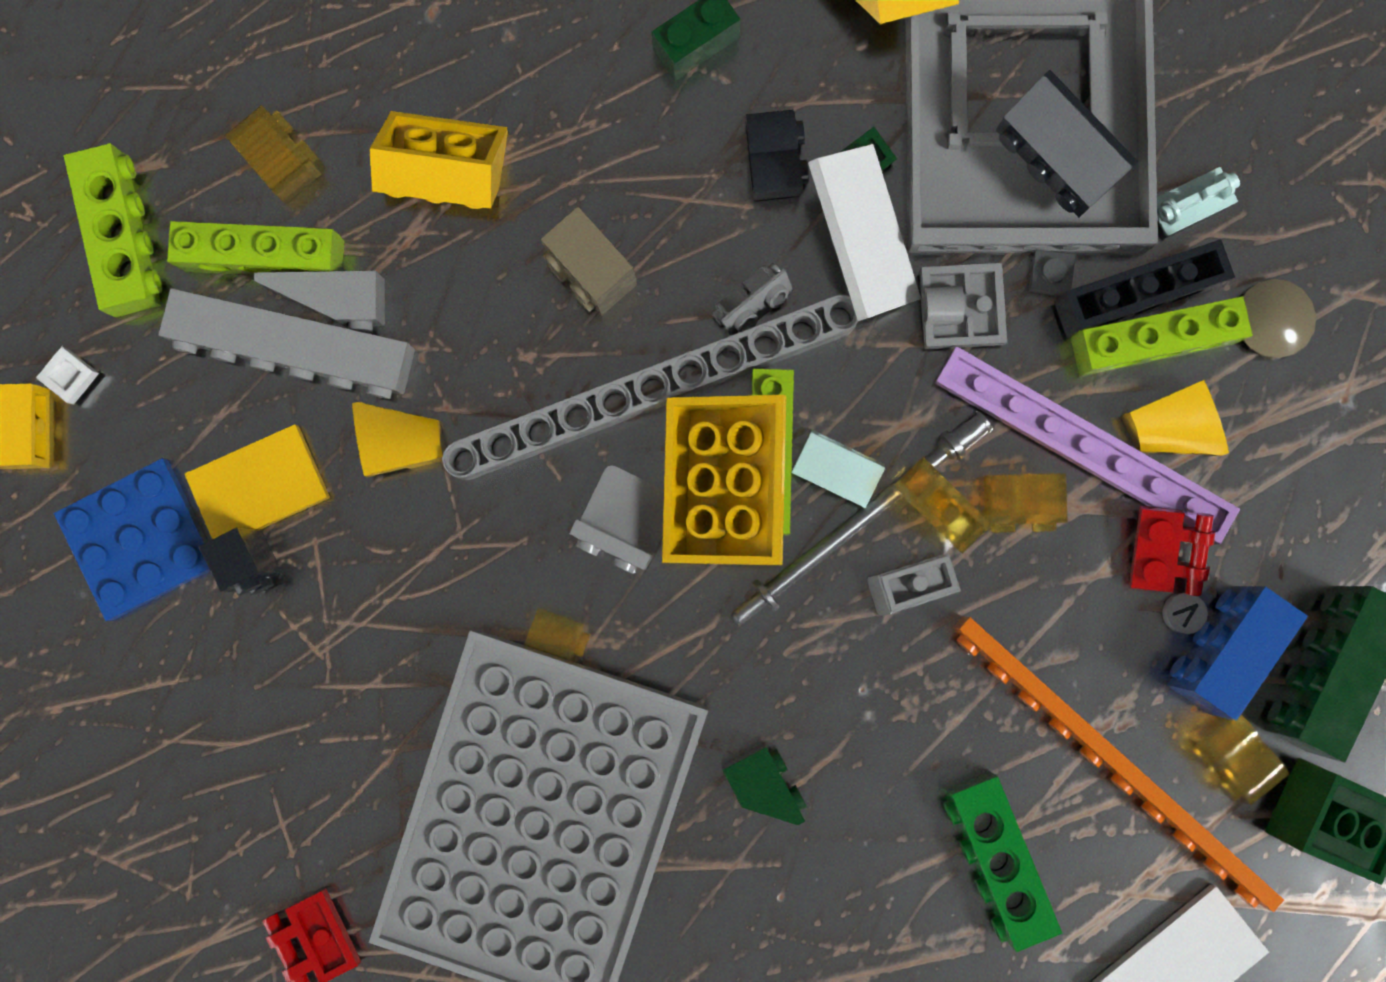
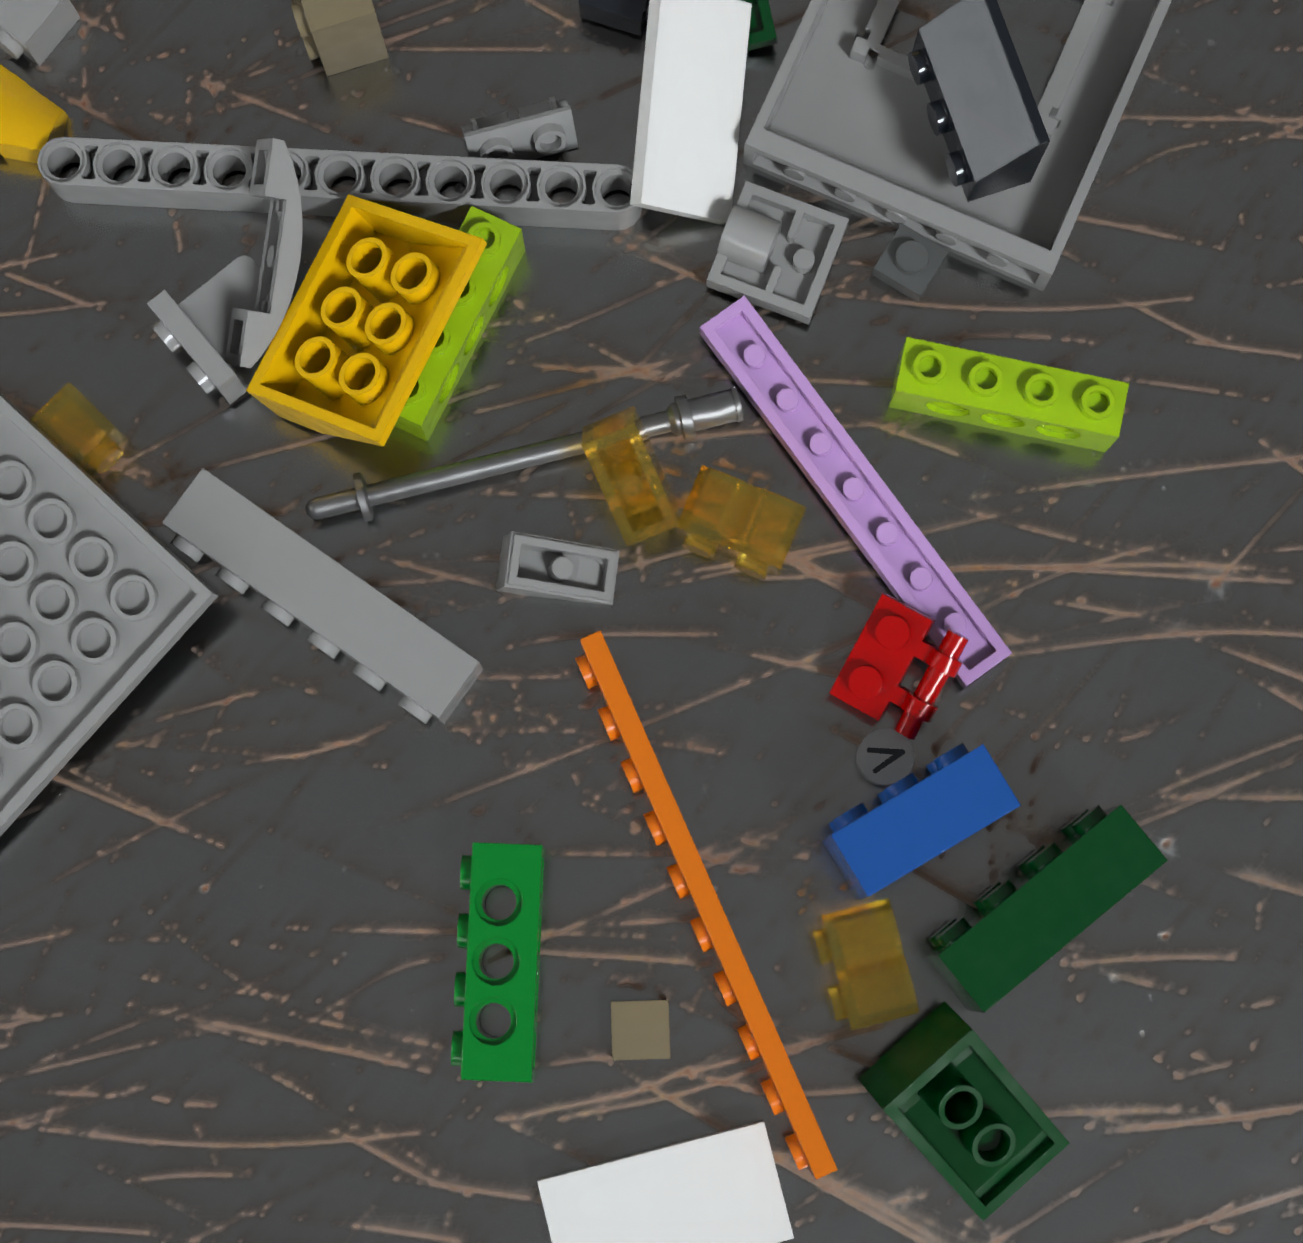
camera: 20 degrees right, 5 degrees down
(646, 514) = (273, 180): none -> light grey slope
(760, 786) = (242, 727): dark green slope -> none
(773, 674) = (322, 596): none -> light grey brick
(838, 468) = (526, 380): light aqua hinge -> none
(1108, 862) = (640, 1029): none -> dark tan tile
(1144, 288) = (1015, 322): black brick -> none
(1178, 424) = (984, 515): yellow slope -> none
(1196, 200) = (1131, 251): light aqua hinge -> none
(1279, 318) = (1170, 441): dark tan dish -> none

